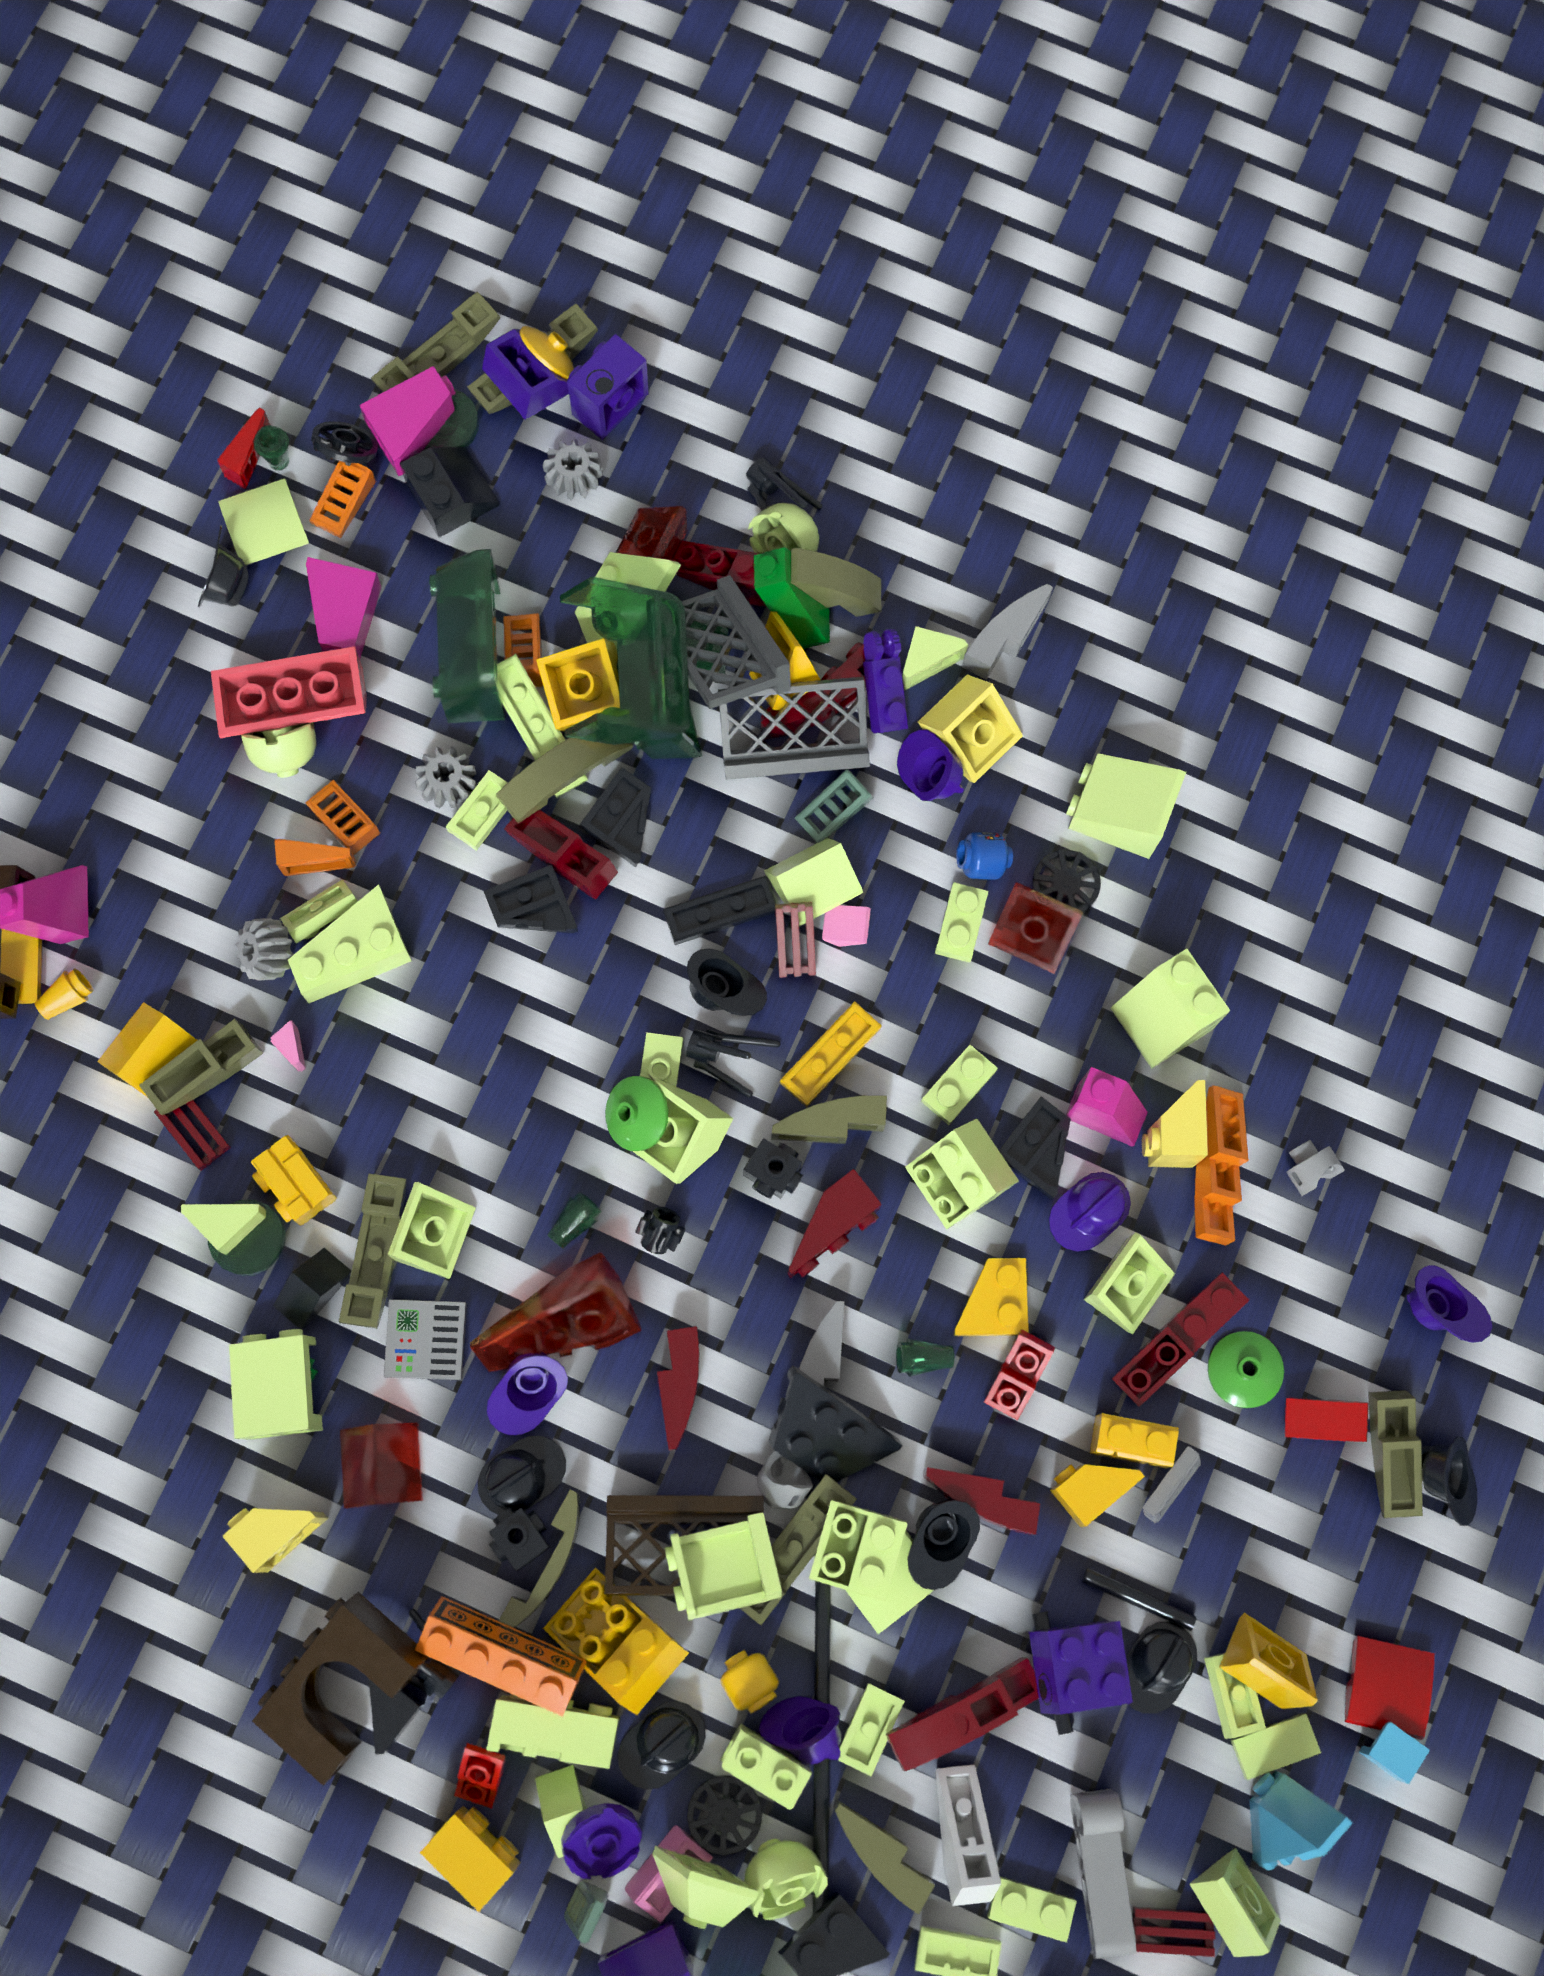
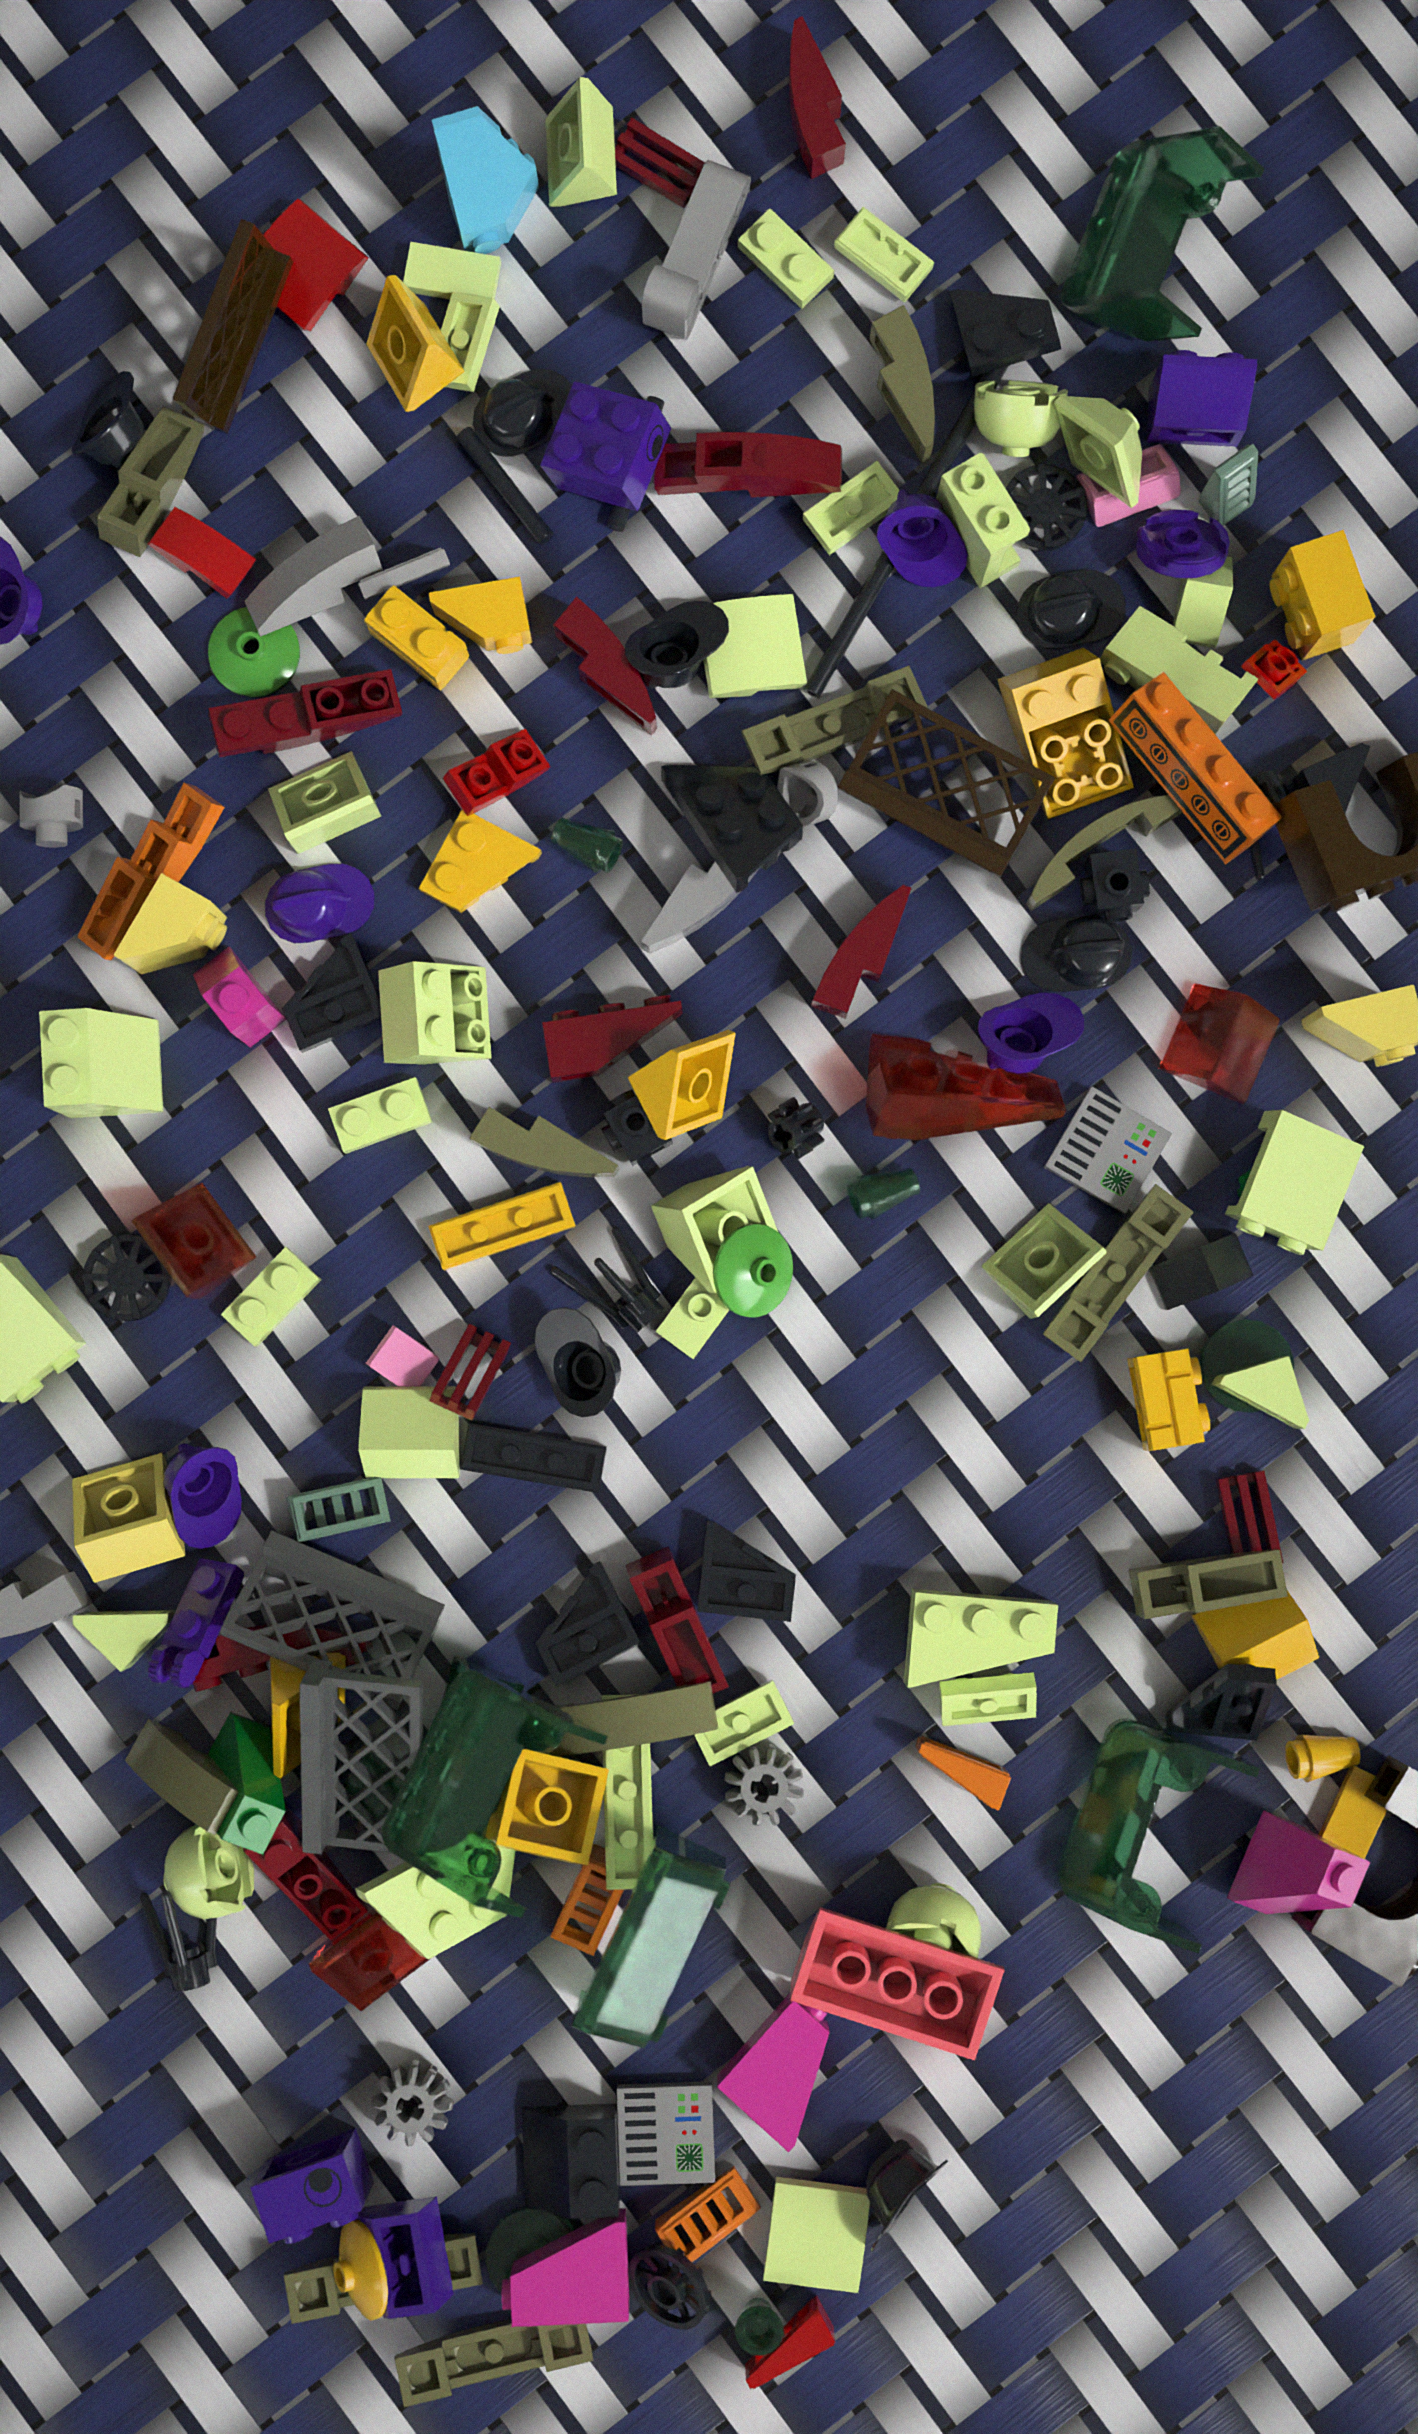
camera: 145 degrees left, 10 degrees up
(149, 991) = (1226, 1704): none -> black wing
(195, 909) = (1116, 1816): none -> clear green windscreen
(264, 949) = (1073, 1683): light grey gear -> none
(289, 1044) = (1097, 1555): bright pink slope -> none
(361, 836) = (898, 1765): orange slope -> none
(396, 534) = (665, 2133): none -> light grey tile
(724, 1568) = (919, 733): yellowish green panel -> none
(749, 1681) = (950, 616): yellow head -> none
(754, 1213) = (686, 1085): none -> yellow slope
(858, 1550) = (768, 674): yellowish green slope -> none
(965, 1837) = (813, 356): white slope -> none
(984, 856) = (202, 1356): blue head -> none
(1234, 1443) = (314, 577): none -> light grey slope
(1396, 1753) = (335, 196): medium azure panel -> none
(1406, 1597) = (232, 329): none -> dark brown fence

